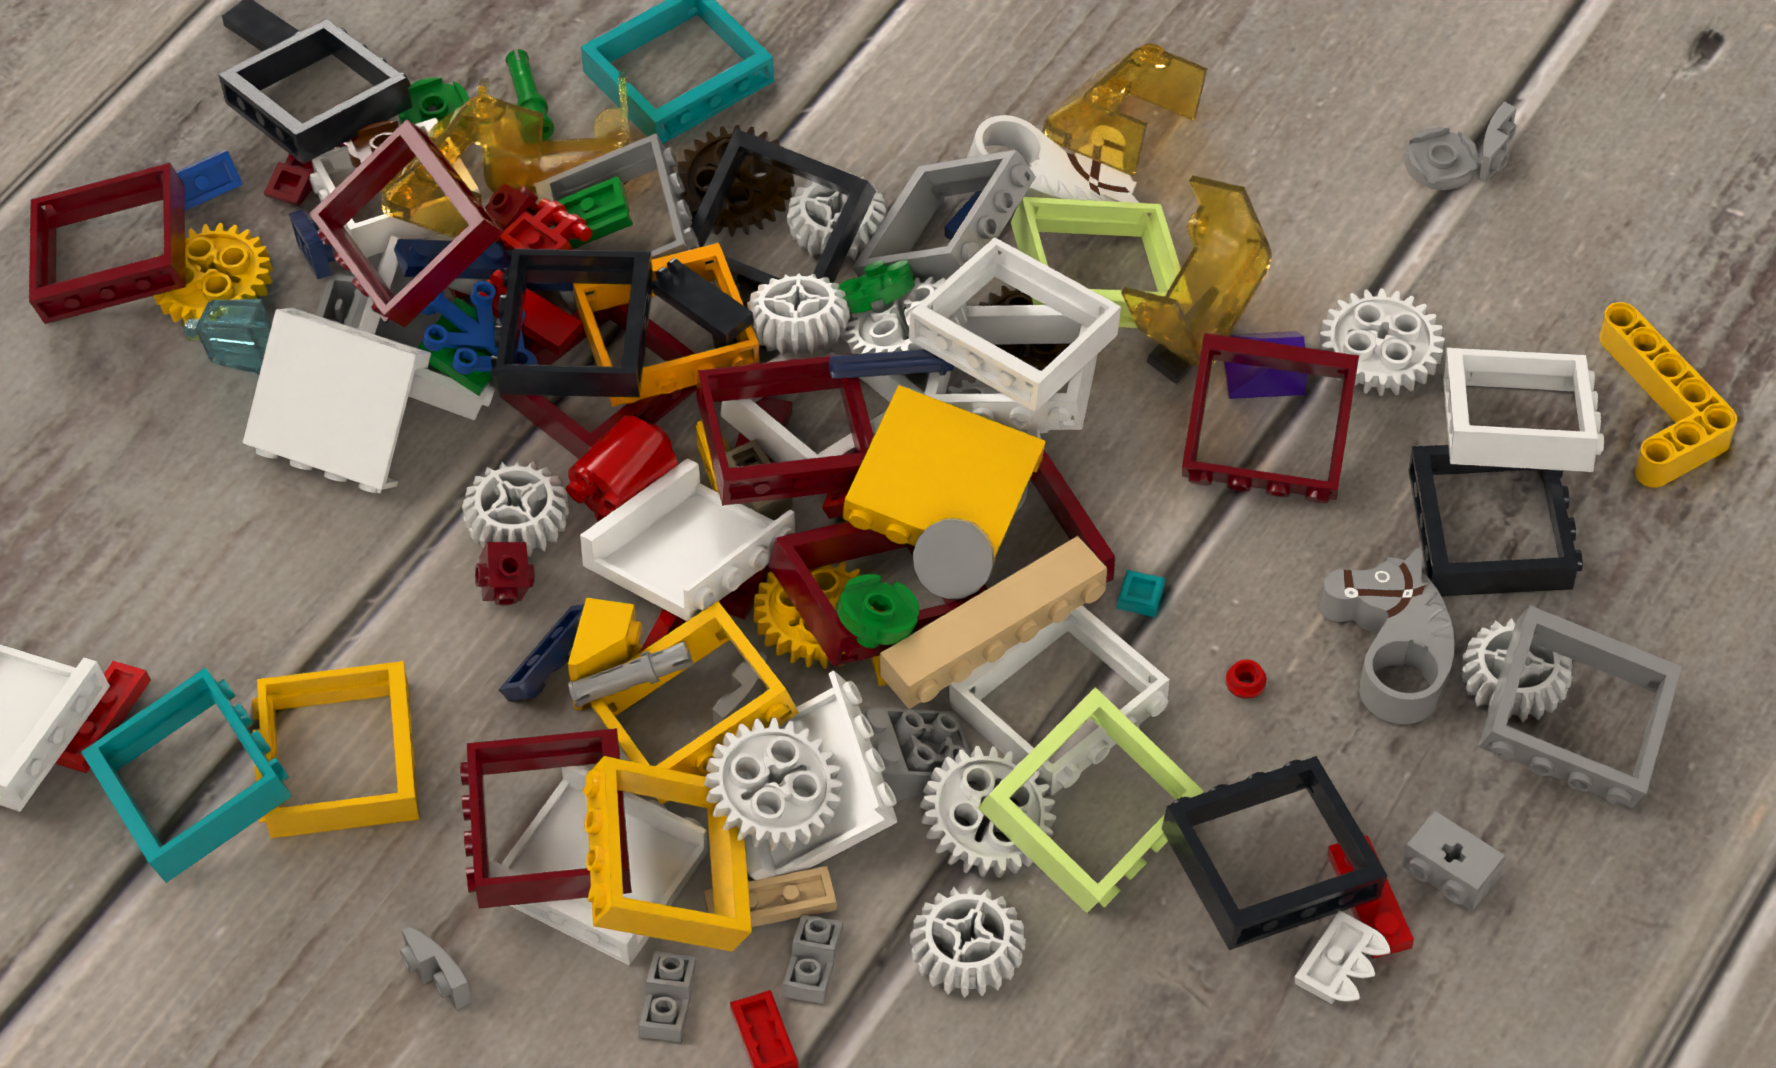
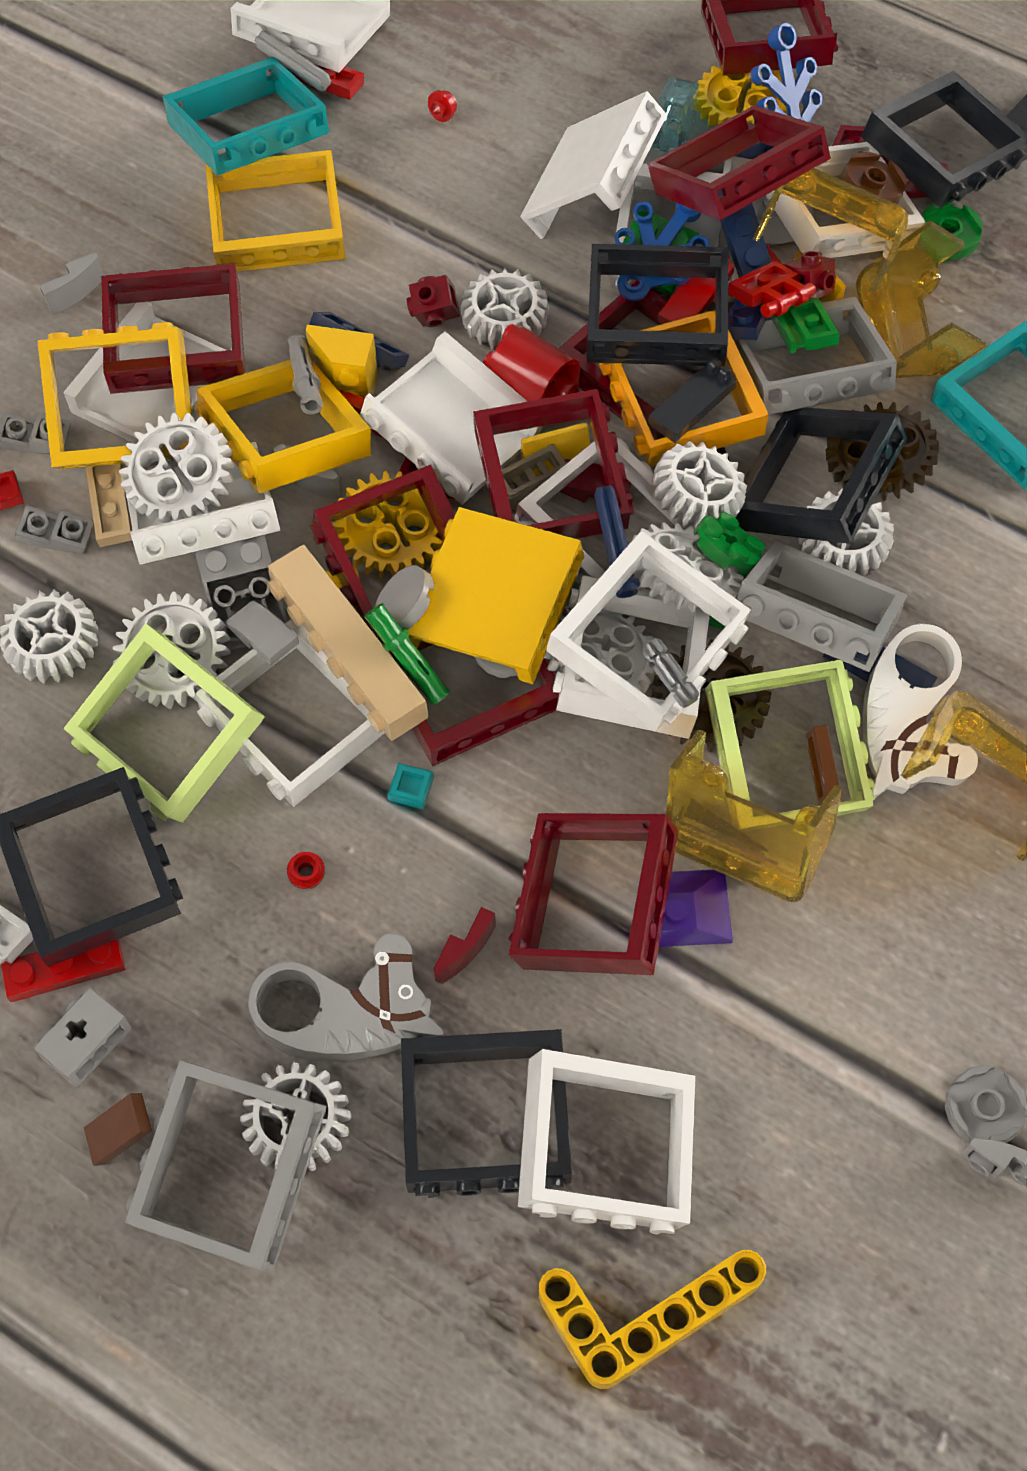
camera: 90 degrees right, 10 degrees up
(94, 727) = (293, 61): none -> light grey axle
(179, 577) = (442, 105): none -> red plate
(208, 178) = (849, 82): blue panel -> none
(227, 220) = (789, 91): none -> plant
(526, 89) = (959, 297): green pin -> none
(874, 626) = (353, 521): green plate -> none
(971, 711) = (262, 631): none -> light grey slope
(1013, 556) = (398, 642): none -> green pin
(1077, 293) = (670, 672): none -> dark grey axle
(1133, 224) = (821, 761): none -> reddish brown tile
(1336, 542) = (459, 952): none -> dark red slope
(1390, 337) = (748, 1029): white gear -> none
(1551, 812) = (117, 1129): none -> reddish brown tile

